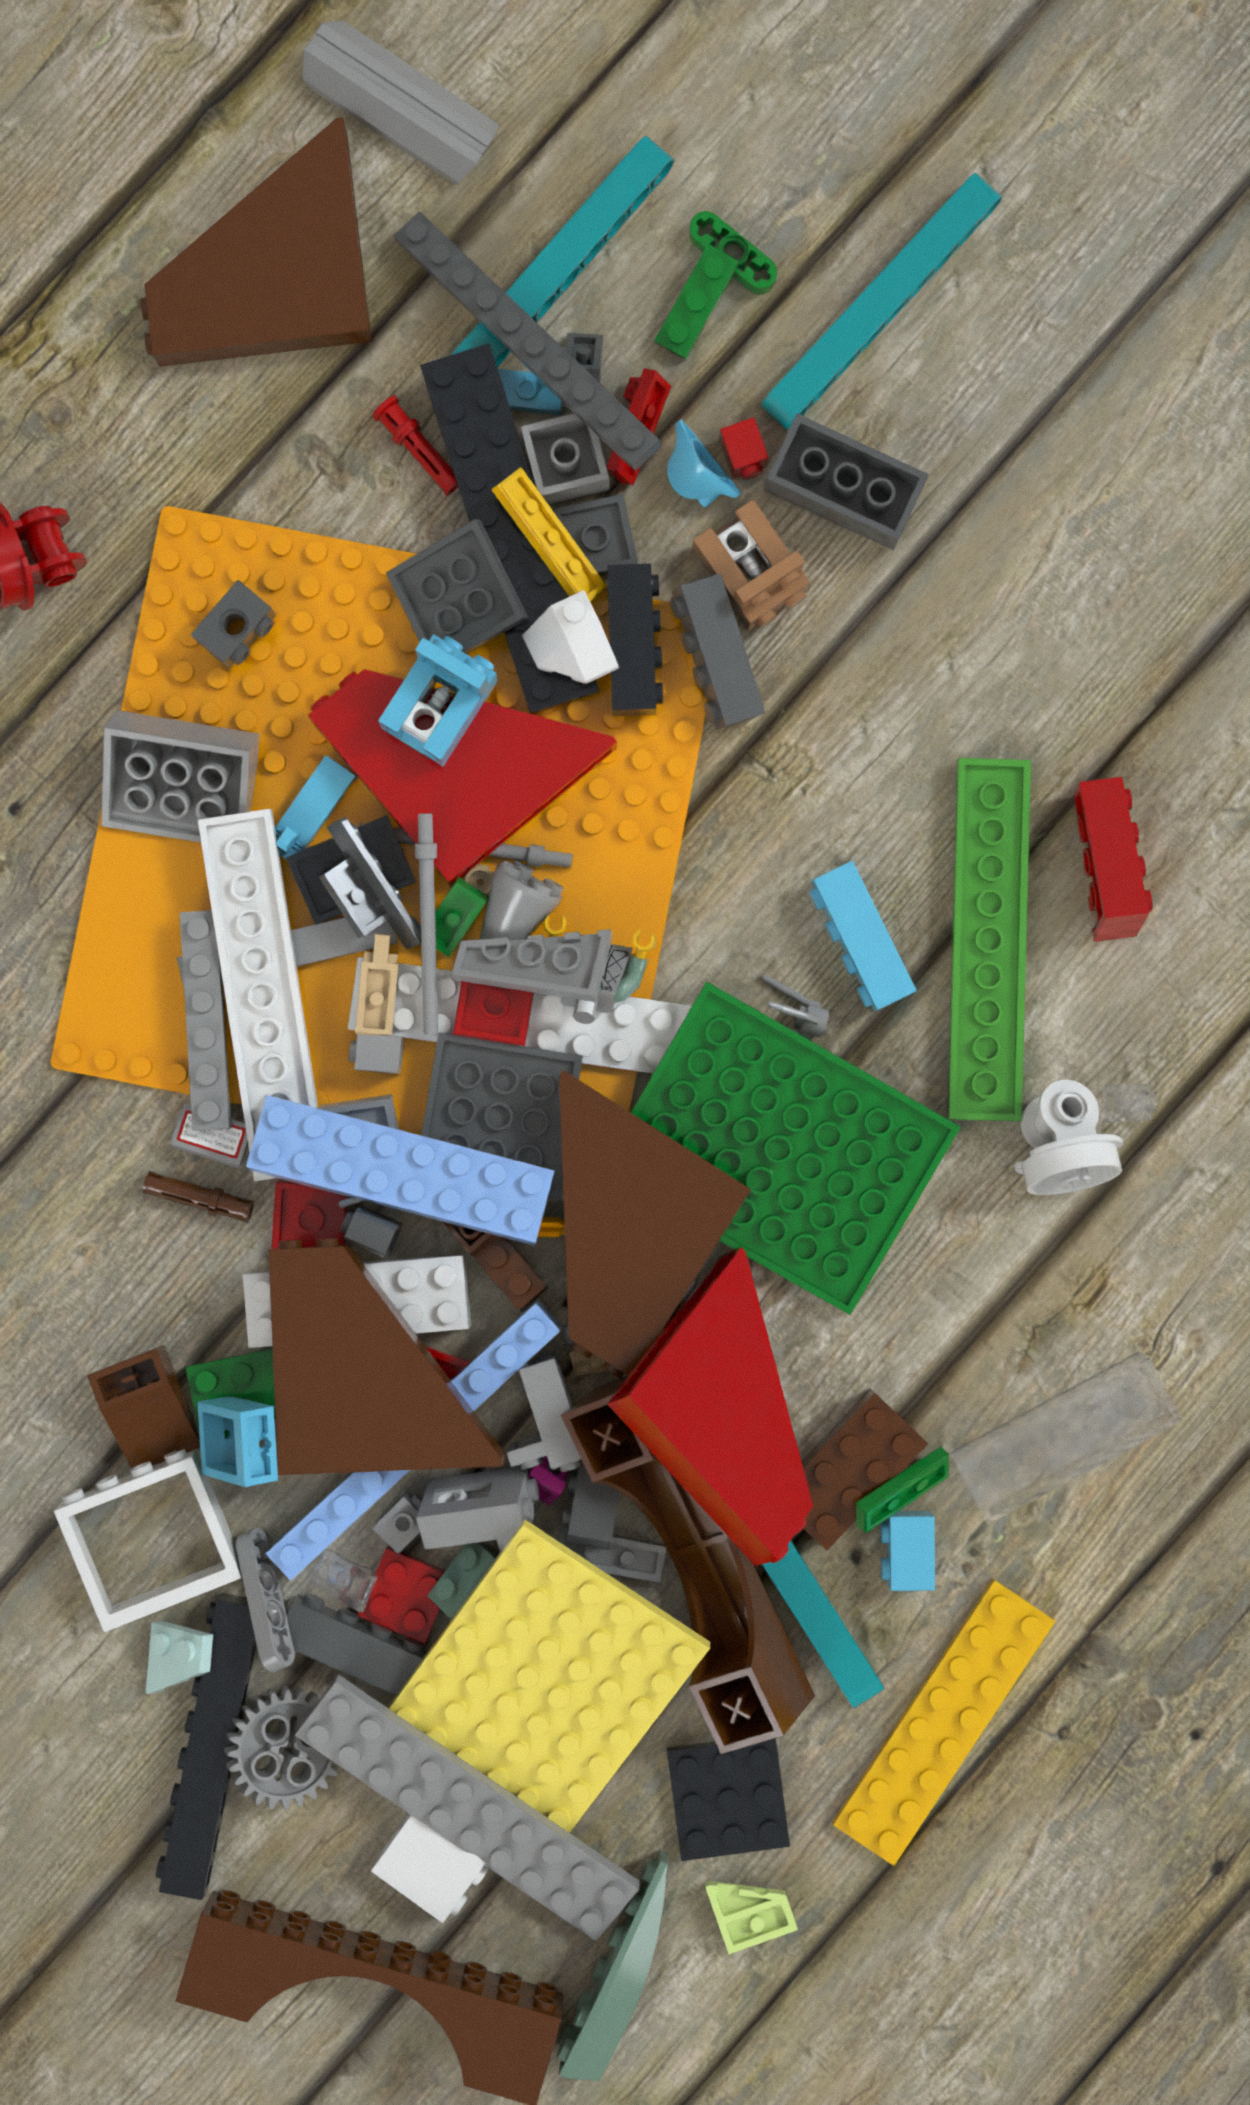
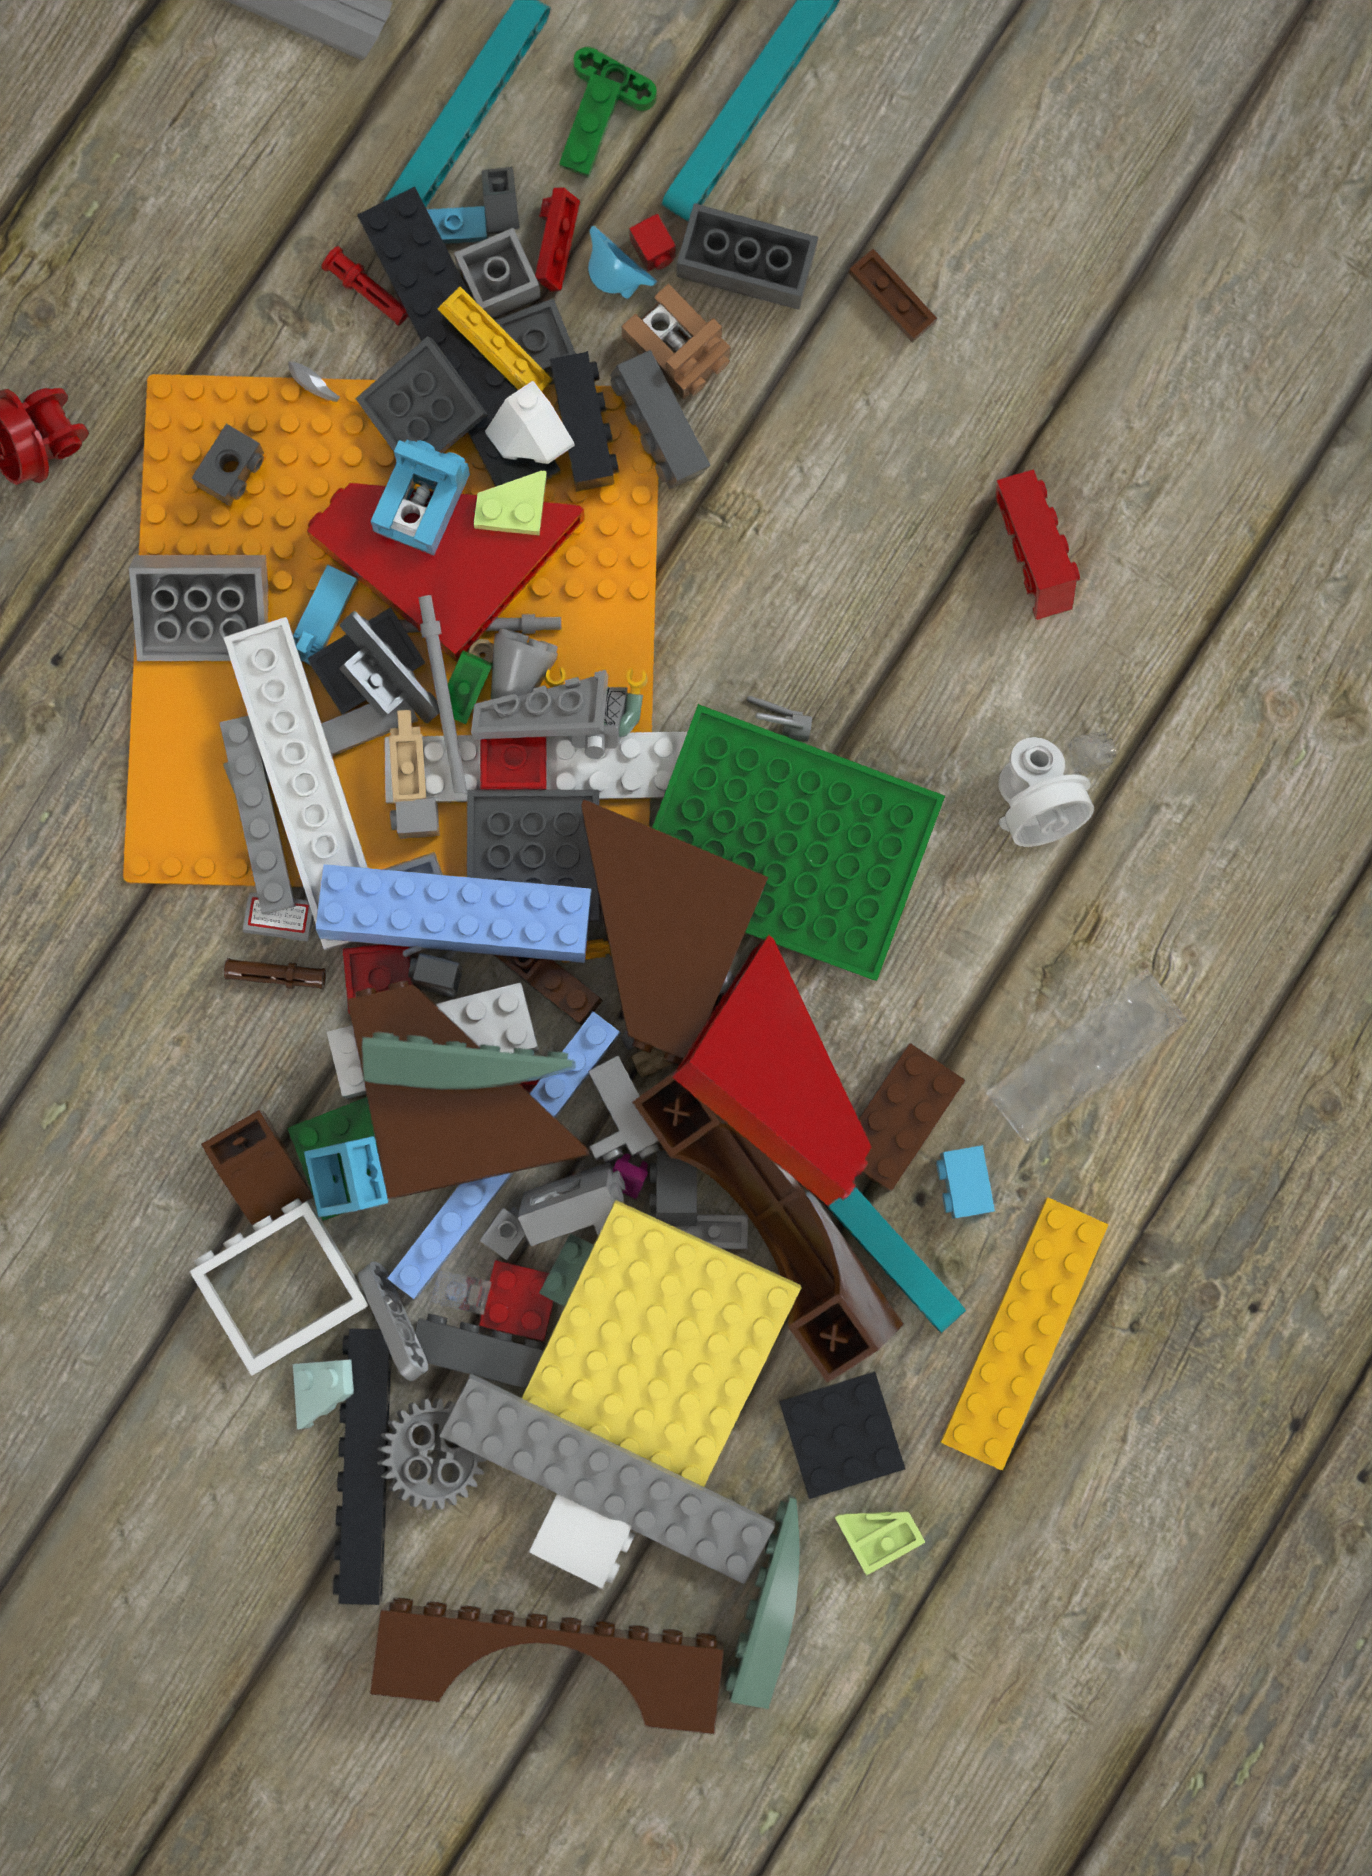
camera: 10 degrees left, 5 degrees down
(270, 271) = (211, 158): reddish brown slope -> none
(340, 544) = (311, 381): none -> light grey bar
(370, 1347) = (453, 1065): none -> sand green wedge
(528, 341) = (448, 179): dark grey plate -> none
(539, 725) = (512, 506): none -> yellowish green wing
(862, 936) = (829, 646): medium azure brick -> none
(902, 1489) = (949, 1126): green tile -> none
(989, 939) = (942, 632): bright green plate -> none
(1000, 551) = (892, 295): none -> reddish brown plate

